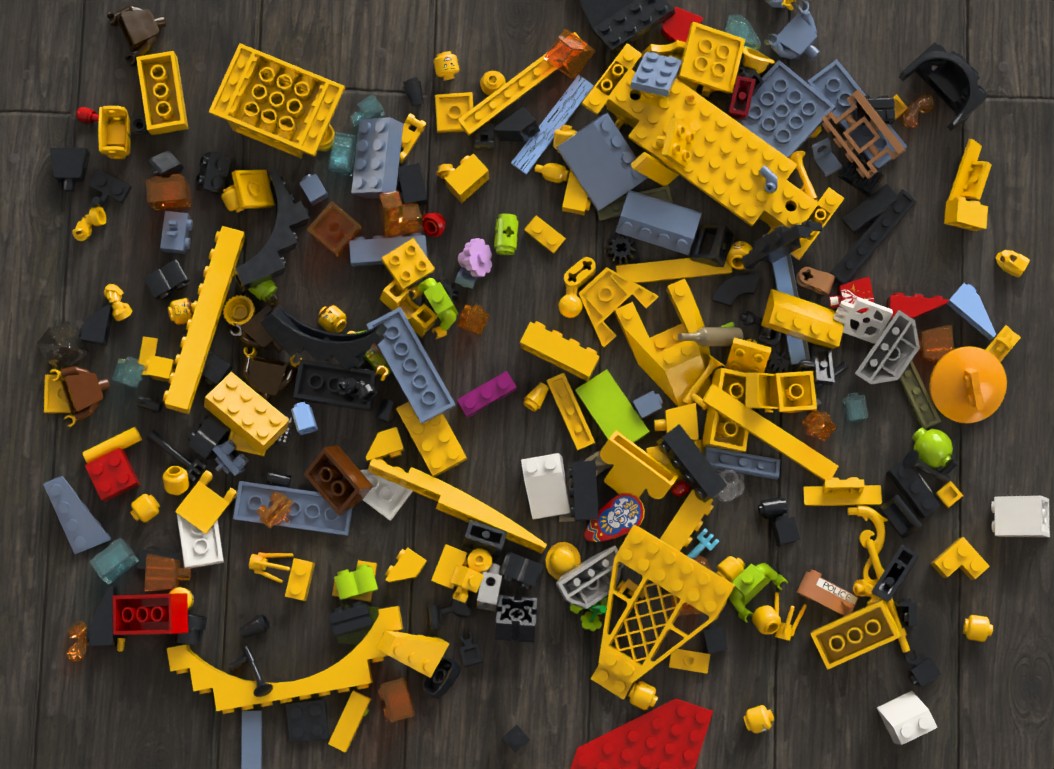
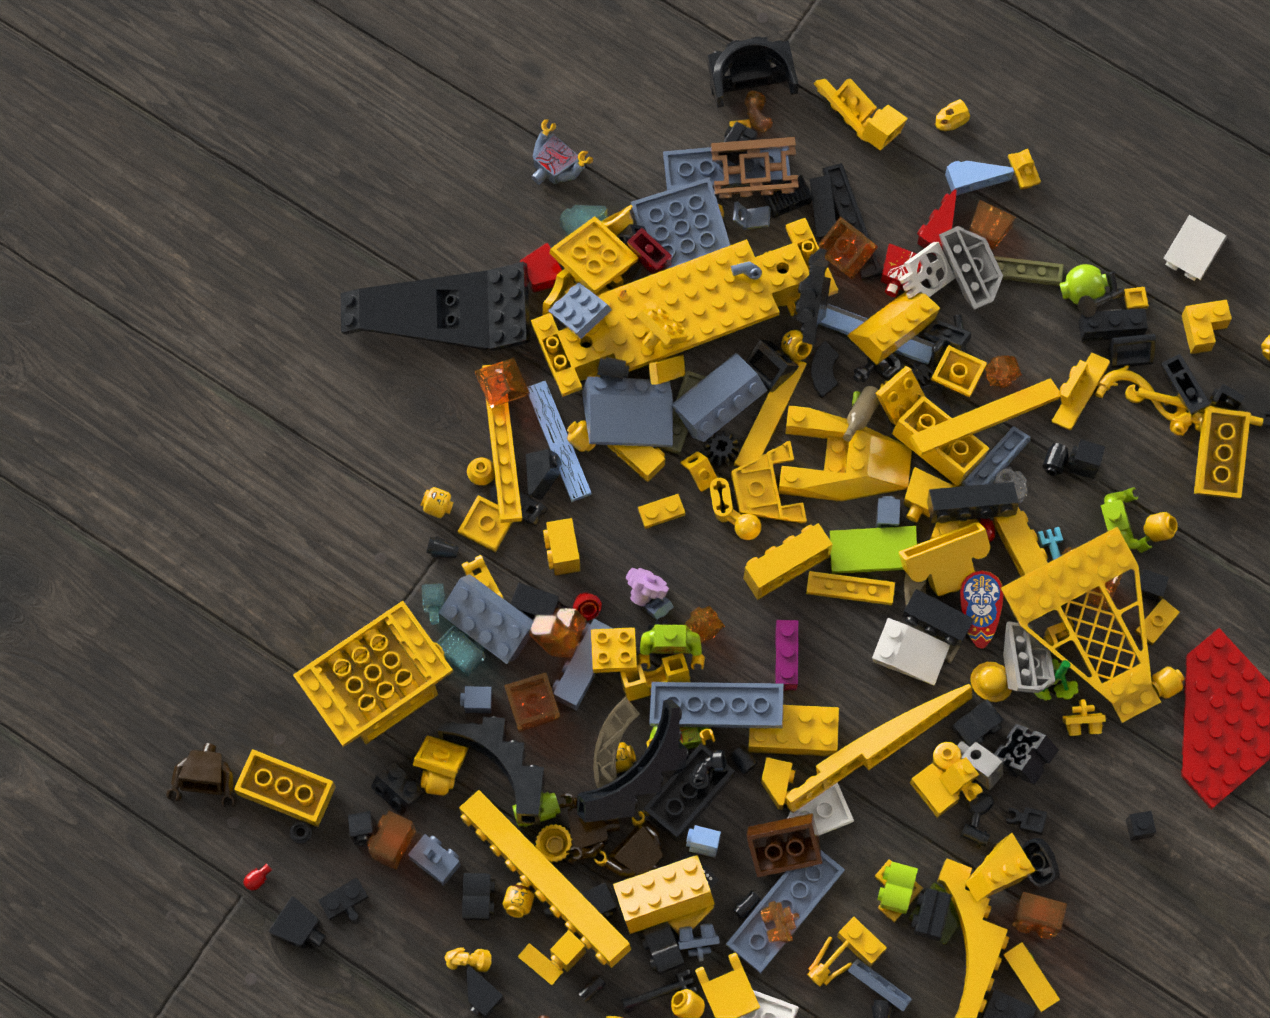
camera: 60 degrees left, 10 degrees down
(83, 228) = (371, 950): yellow arm -> none
(114, 132) = (295, 857): yellow piece -> none
(128, 372) = (548, 988): clear light blue brick -> none
(276, 612) = (880, 984): none -> sand blue tile
(334, 303) = (609, 740): none -> dark tan tile
(407, 567) = (910, 829): yellow slope -> none
(443, 169) = (540, 564): yellow plate -> none
(484, 537) = (924, 739): black brick -> none
(503, 244) = (632, 541): lime piece -> none
(536, 397) = (818, 614): yellow cone -> none
(553, 172) = (606, 467): yellow plant -> none
(576, 646) = (1073, 721): none -> yellow hips
(594, 243) = (700, 470): none -> yellow bracket
(624, 127) = (613, 369): none -> black brick
(692, 393) = (903, 466): yellow piece -> none
(730, 568) = (1092, 528): yellow head -> none
(758, 719) = (1251, 590): yellow head -> none
(761, 391) = (942, 399): yellow container -> none
(785, 630) = (1179, 513): yellow plant -> none
(796, 36) = (618, 172): sand blue torso -> none
(797, 157) = (768, 246): yellow piece -> none
(818, 280) = (863, 292): medium nougat piece -> none
(826, 593) = (1165, 459): nougat door -> none
(843, 245) = (847, 247): none -> clear orange brick
(855, 407) = (1005, 330): clear light blue brick -> none
(968, 384) = (1044, 219): light orange bracket -> none

